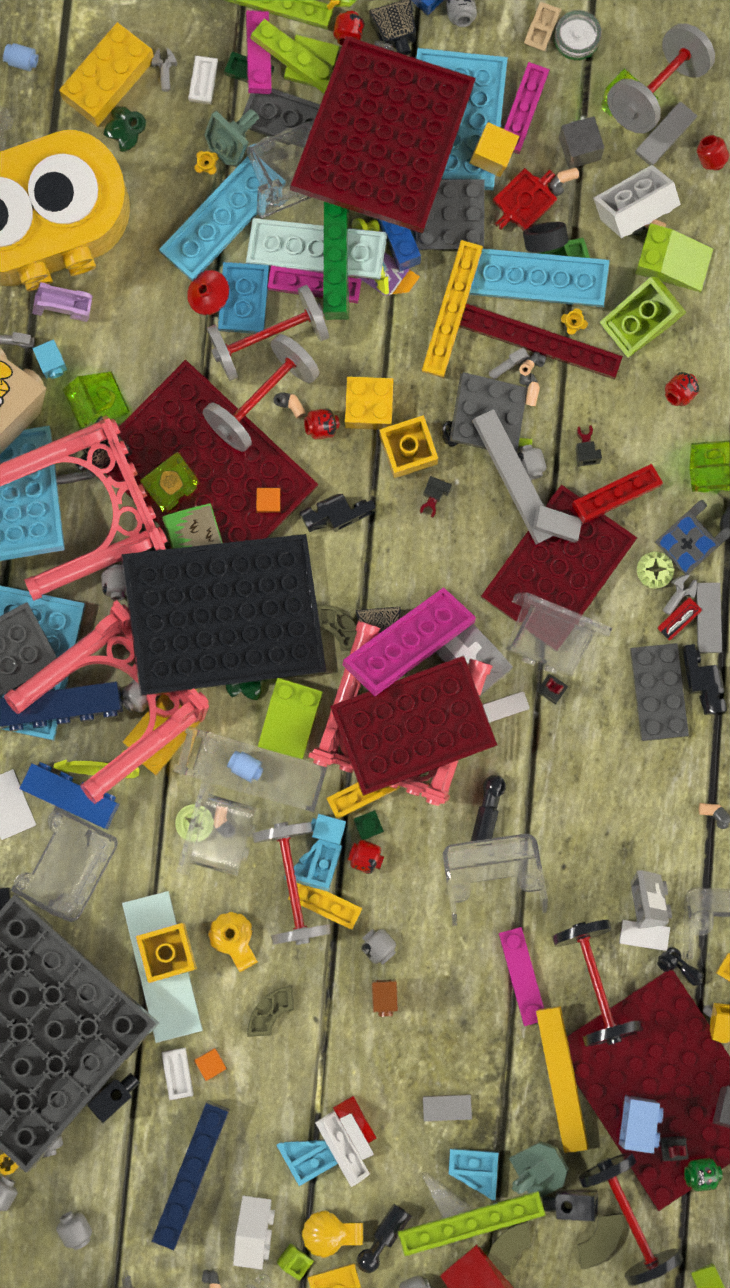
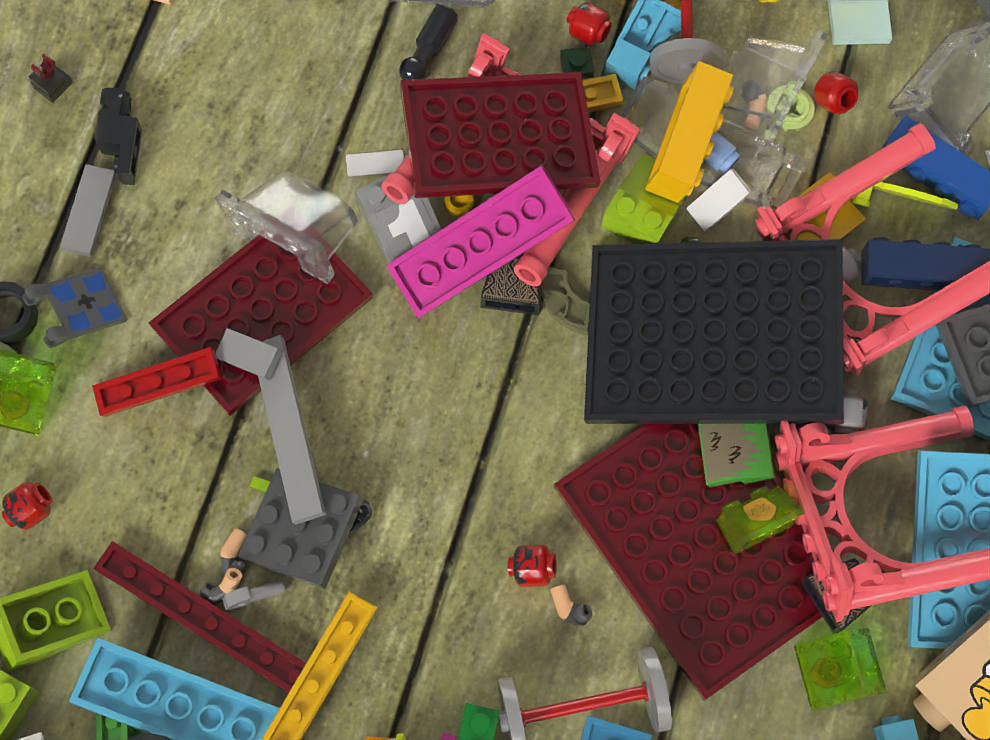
camera: 175 degrees left, 10 degrees down
(160, 840) = (836, 92): none -> red head
(237, 726) = (719, 200): none -> white tile
(268, 500) = (626, 473): orange tile -> none
(270, 758) = (689, 132): none -> yellow piece
(293, 359) = (667, 573): light grey piece -> none
(336, 512) = (536, 441): black plate -> none
(368, 403) = (460, 579): yellow brick -> none
(408, 446) = (421, 504): yellow brick -> none
(434, 491) = (399, 441): pearl dark grey piece -> none
(533, 461) = (259, 452): light grey head -> none
(552, 689) = (310, 164): pearl dark grey piece -> none
(576, 315) = (152, 630): yellow plate -> none
(586, 450) = (182, 450): pearl dark grey piece -> none
(647, 577) = (145, 293): yellowish green gear -> none
(659, 692) = (179, 138): dark grey plate -> none
(679, 619) = (125, 216): sticker -> none
(680, 593) = (113, 248): light grey bar -> none

